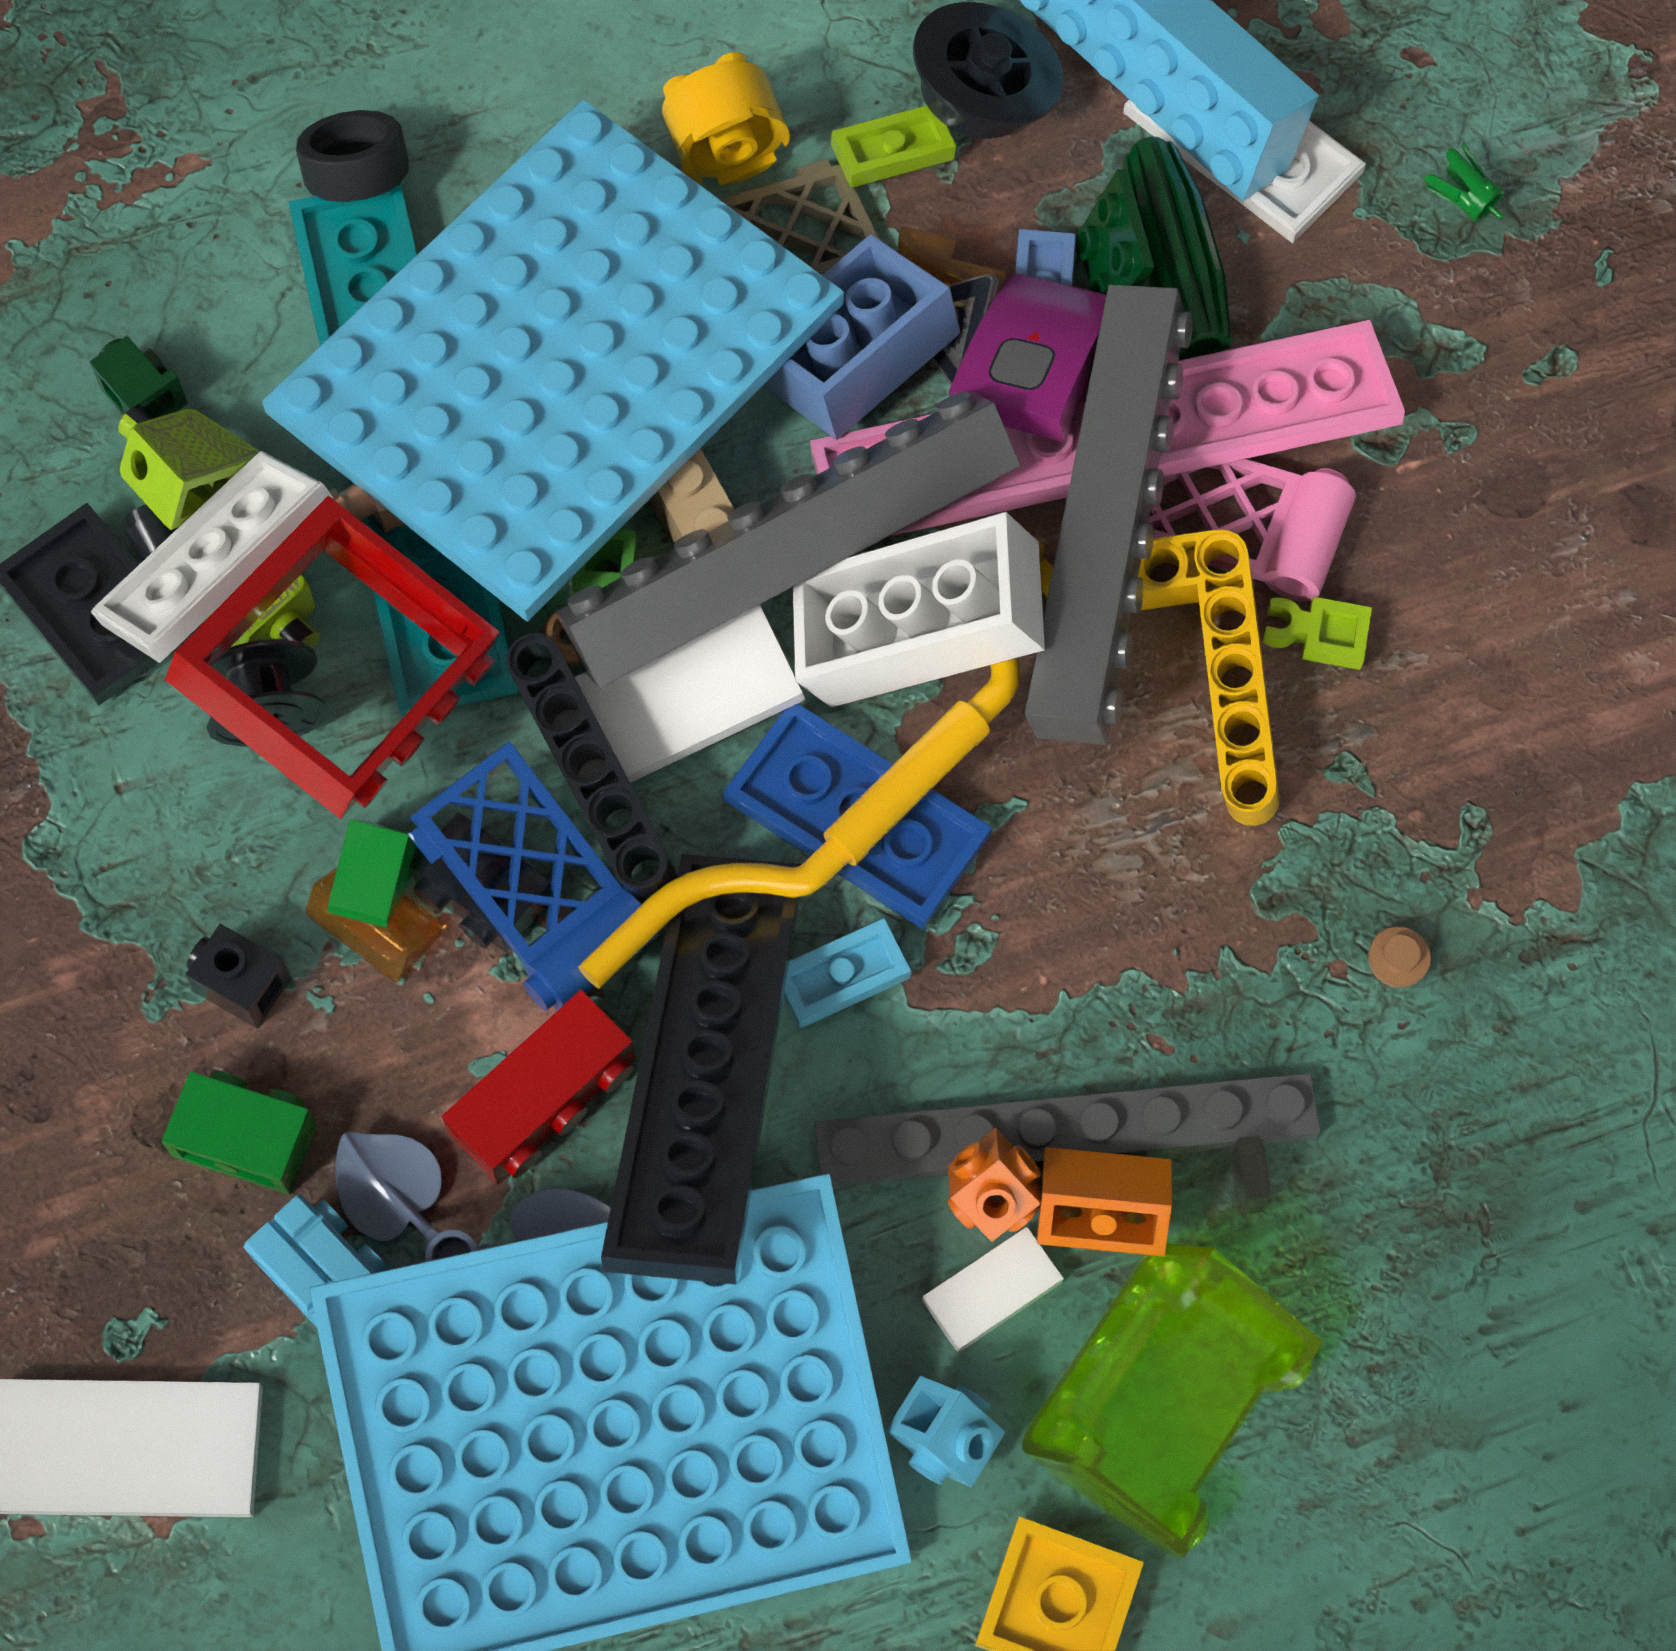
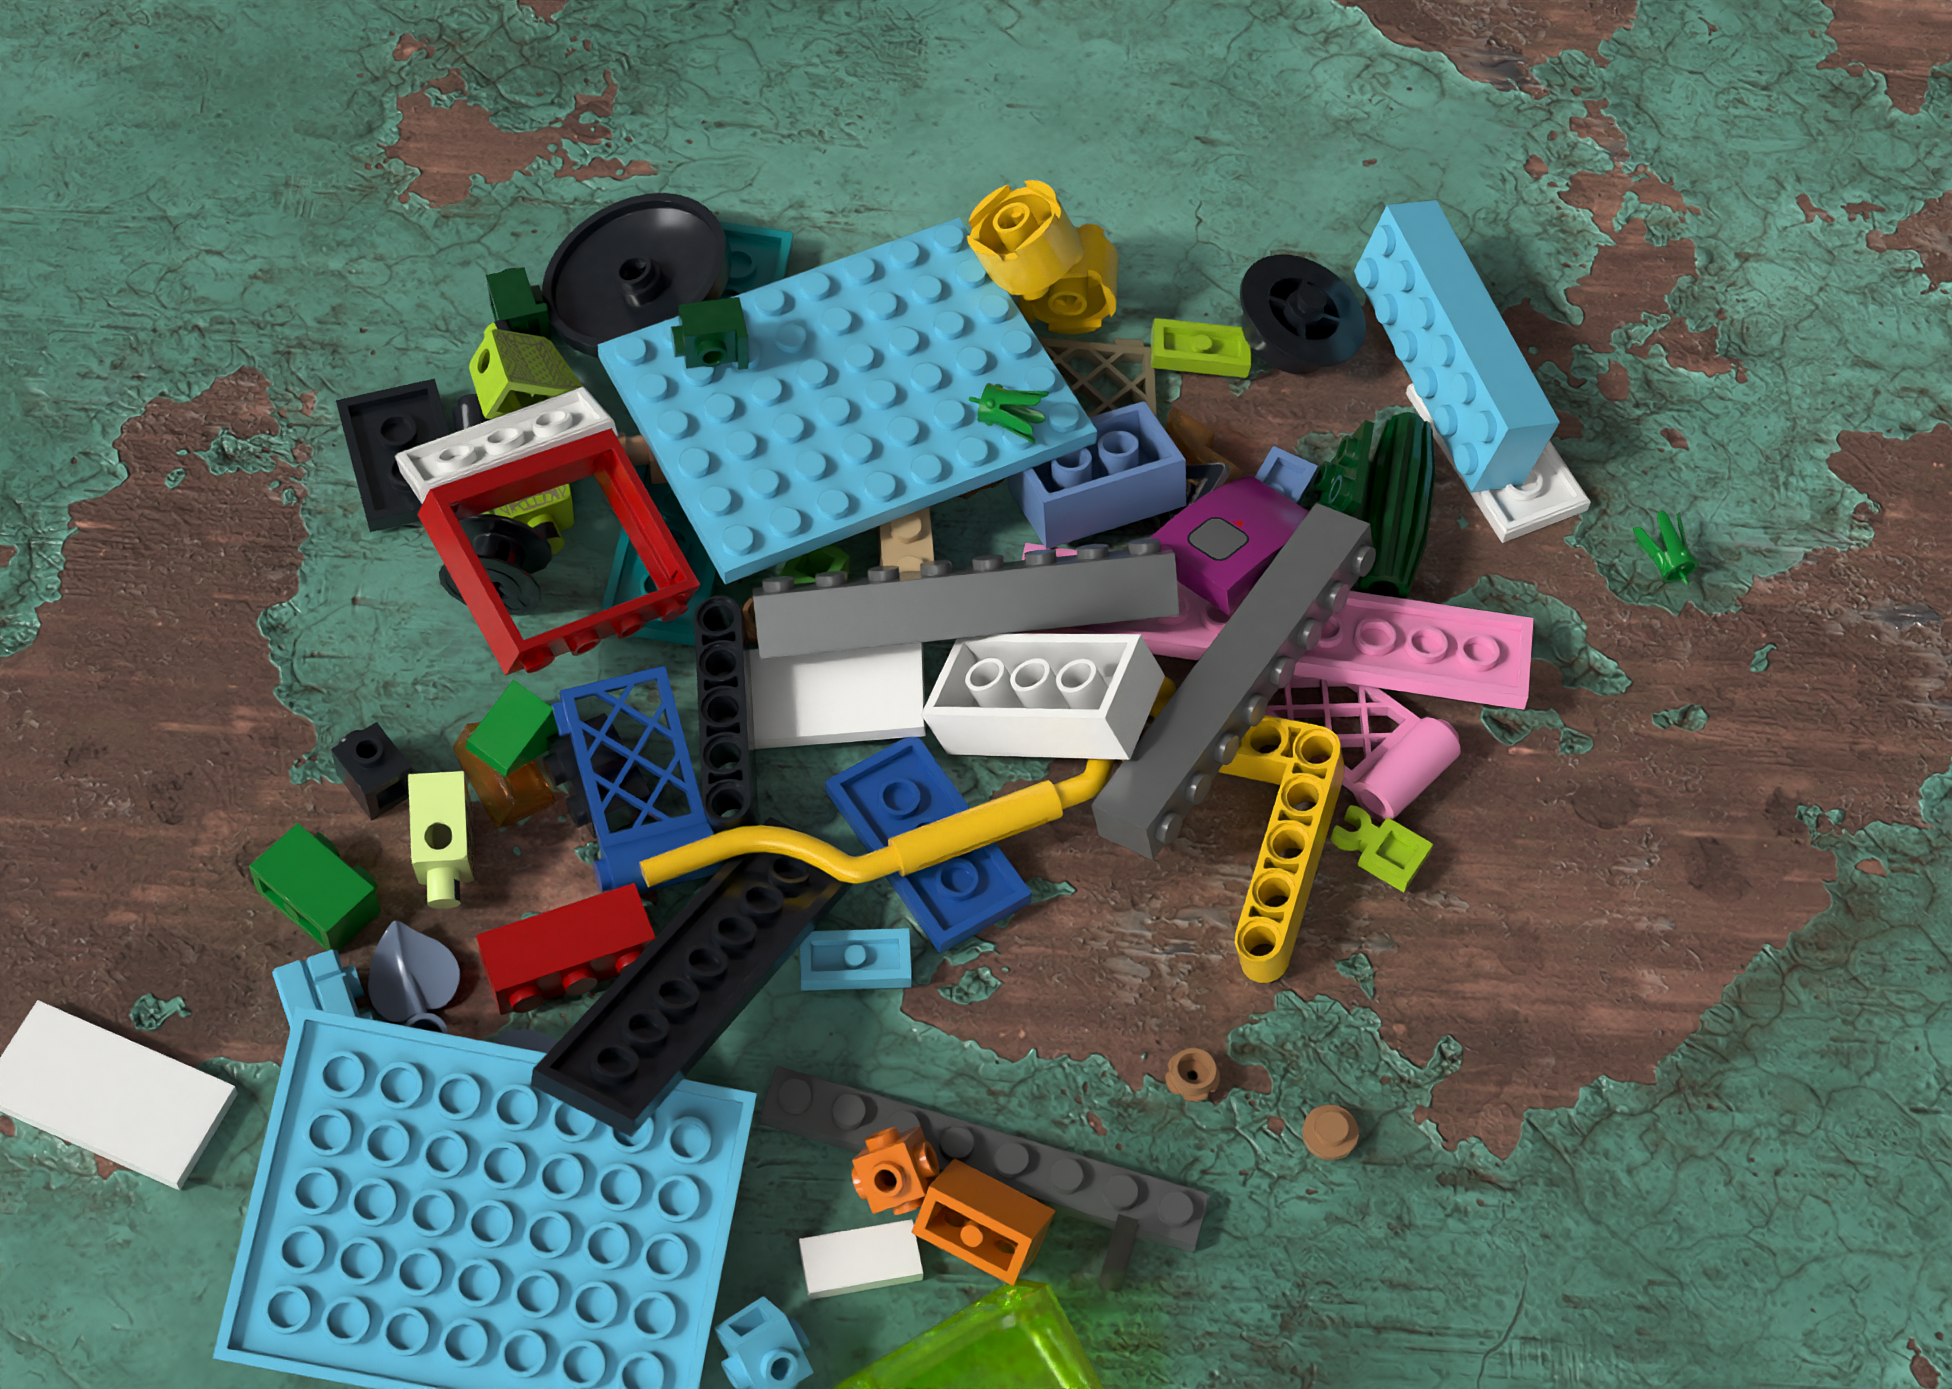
camera: 20 degrees right, 10 degrees down
(251, 292) = (634, 268): none -> black dish
(344, 1000) = (441, 835): none -> yellowish green torso
(352, 155) = (764, 201): black tyre -> none
(389, 344) = (711, 334): none -> dark green brick
(671, 100) = (1024, 238): none -> yellow brick
(739, 306) = (1009, 409): none -> green piece
(1241, 939) = (1194, 1061): none -> medium nougat plate

